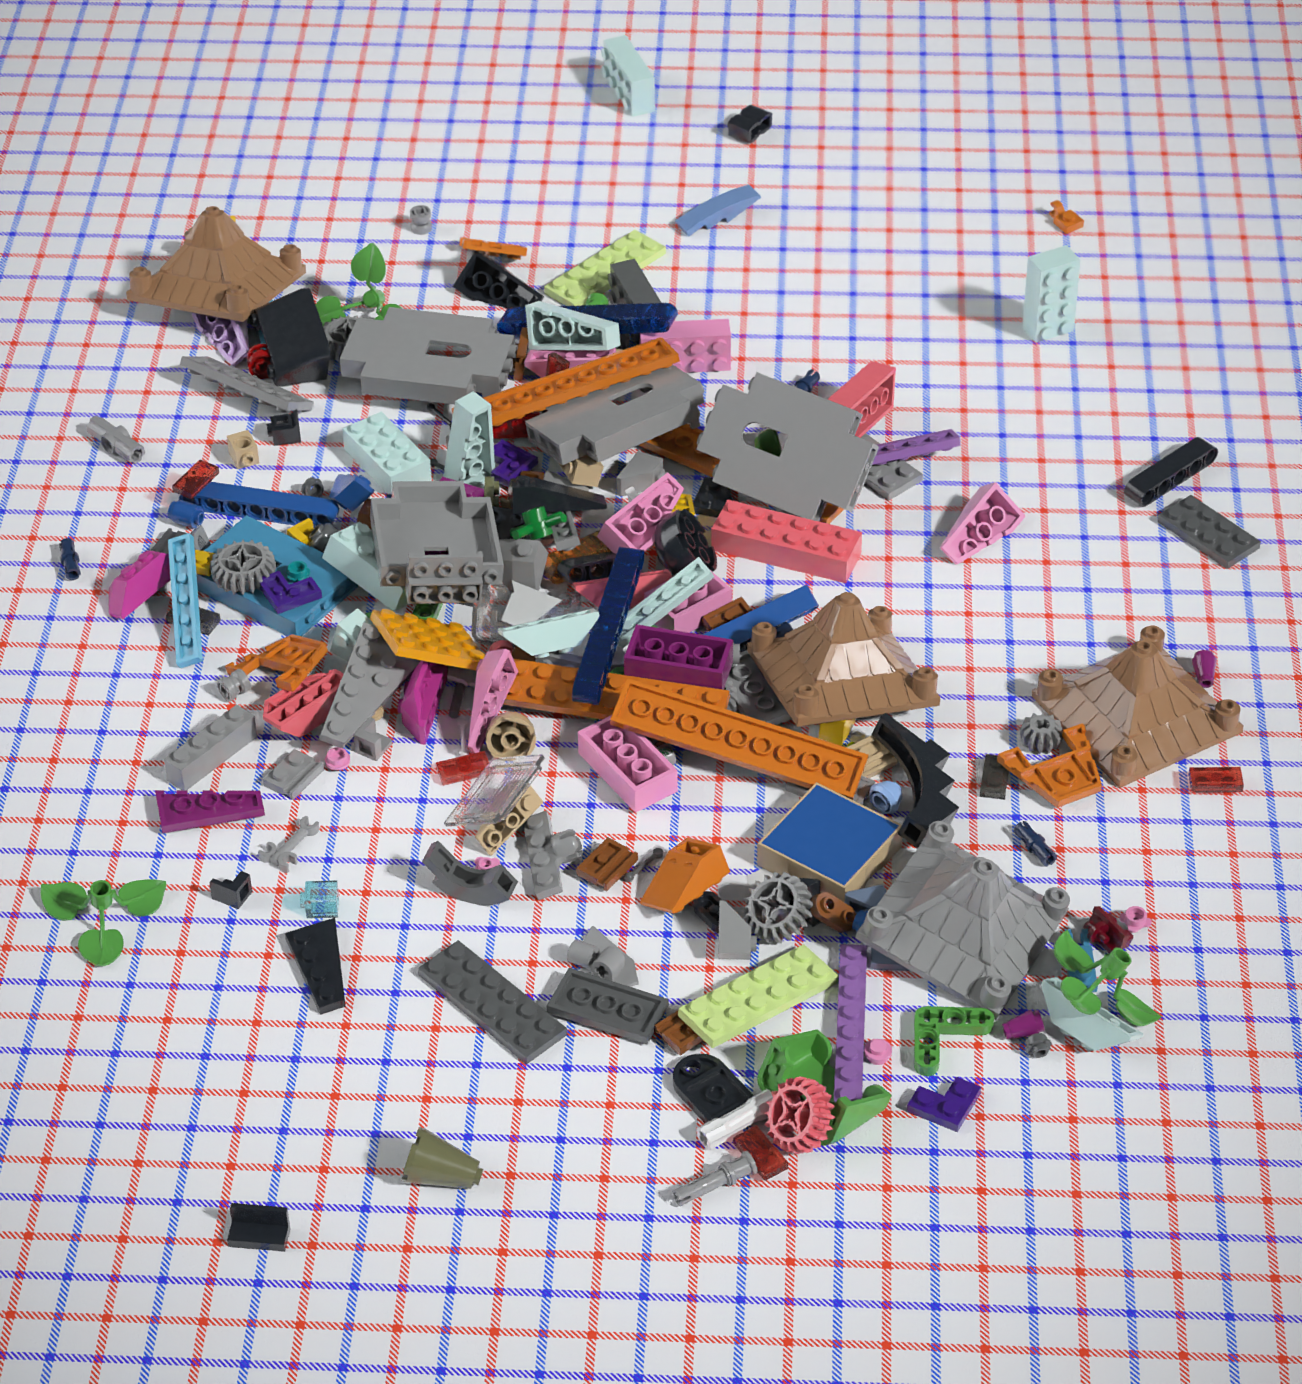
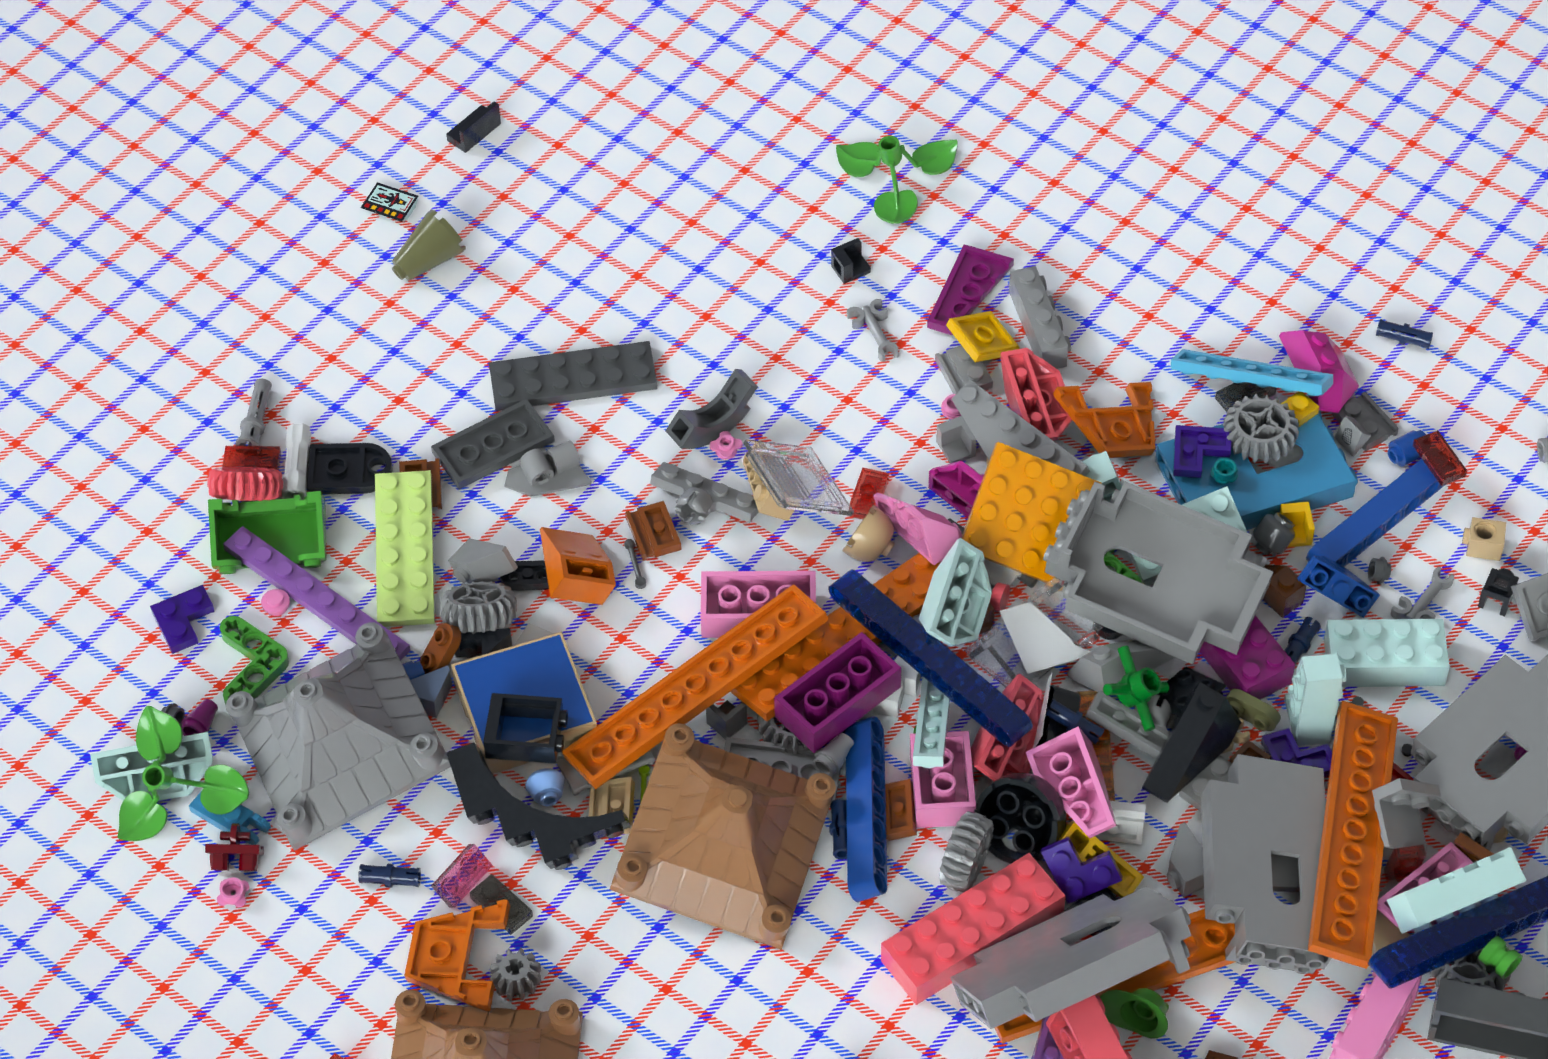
camera: 125 degrees right, 10 degrees up
(233, 685) = (1114, 373): light grey wheel -> none
(254, 770) = (981, 335): none -> yellow plate
(318, 959) = (725, 286): black wing -> none
(320, 899) = (783, 312): clear light blue brick -> none
(333, 464) = (1418, 610): none -> light grey bar
(398, 1241) = (390, 202): none -> piece
(525, 365) = (1399, 814): none -> light grey bracket
(590, 546) = (1074, 719): none -> dark blue pin
(594, 562) = (1039, 733): none -> white sticker
(705, 510) = (1076, 877): none -> dark purple plate
(739, 556) = (966, 851): none -> light grey gear
(873, 821) = (528, 707): none -> black window
(1010, 803) = (461, 875): none -> clear pink plate

